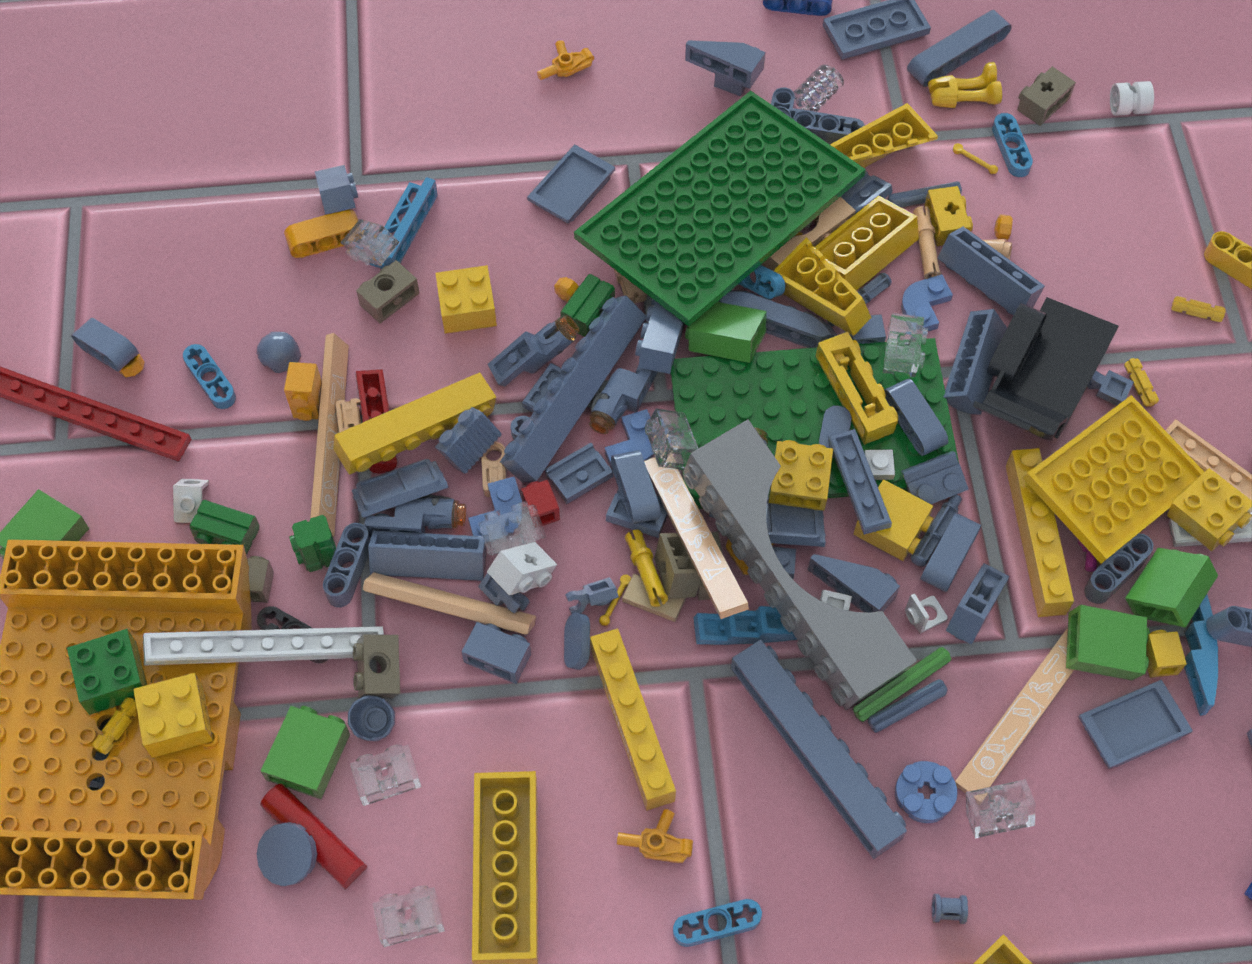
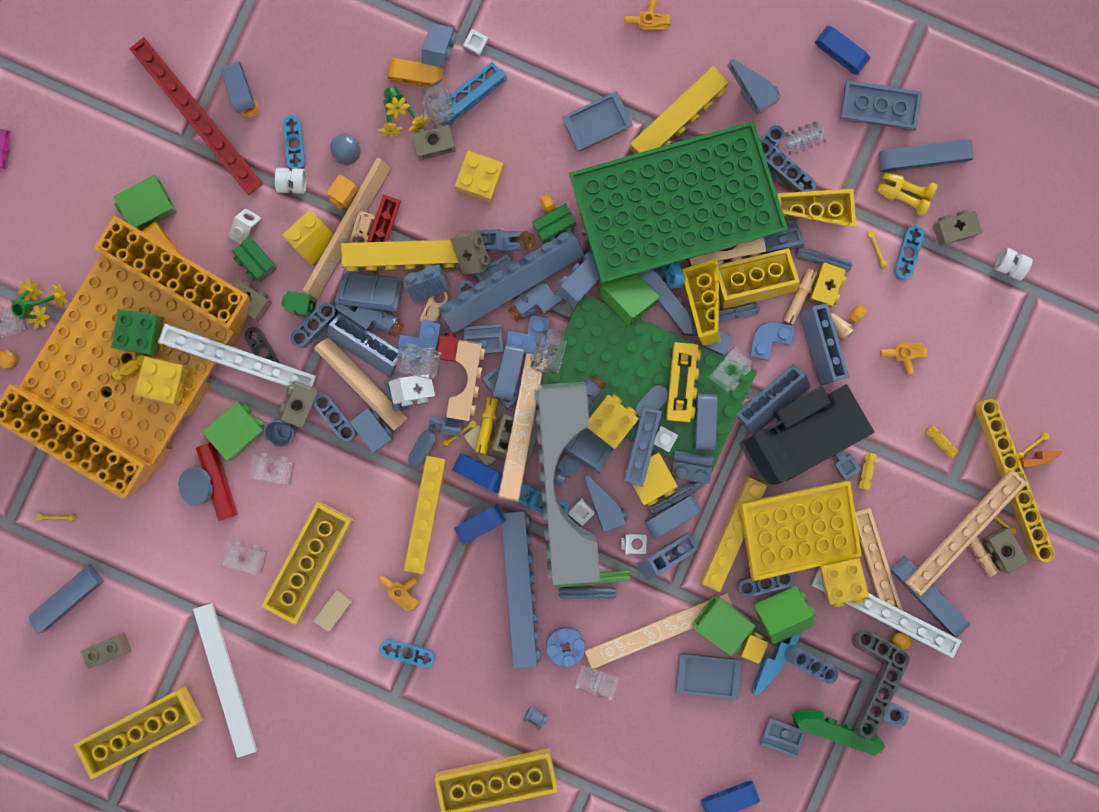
camera: 30 degrees right, 25 degrees up
(217, 418) = (284, 180): none -> white wheel
(284, 466) = (309, 237): none -> yellow slope
(312, 270) = (396, 104): none -> yellow plant
(378, 172) = (475, 42): none -> white plate
(431, 651) = (327, 413): none -> sand blue beam
(491, 371) = (471, 251): none -> dark tan brick
(574, 493) = (469, 356): none -> light nougat arch
(577, 923) = (333, 610): none -> tan tile
(665, 122) = (681, 112): none -> yellow brick
(672, 625) = (478, 473): none -> blue beam
(712, 688) = (480, 524): none -> blue beam
(1088, 240) = (906, 352): none -> light orange piece

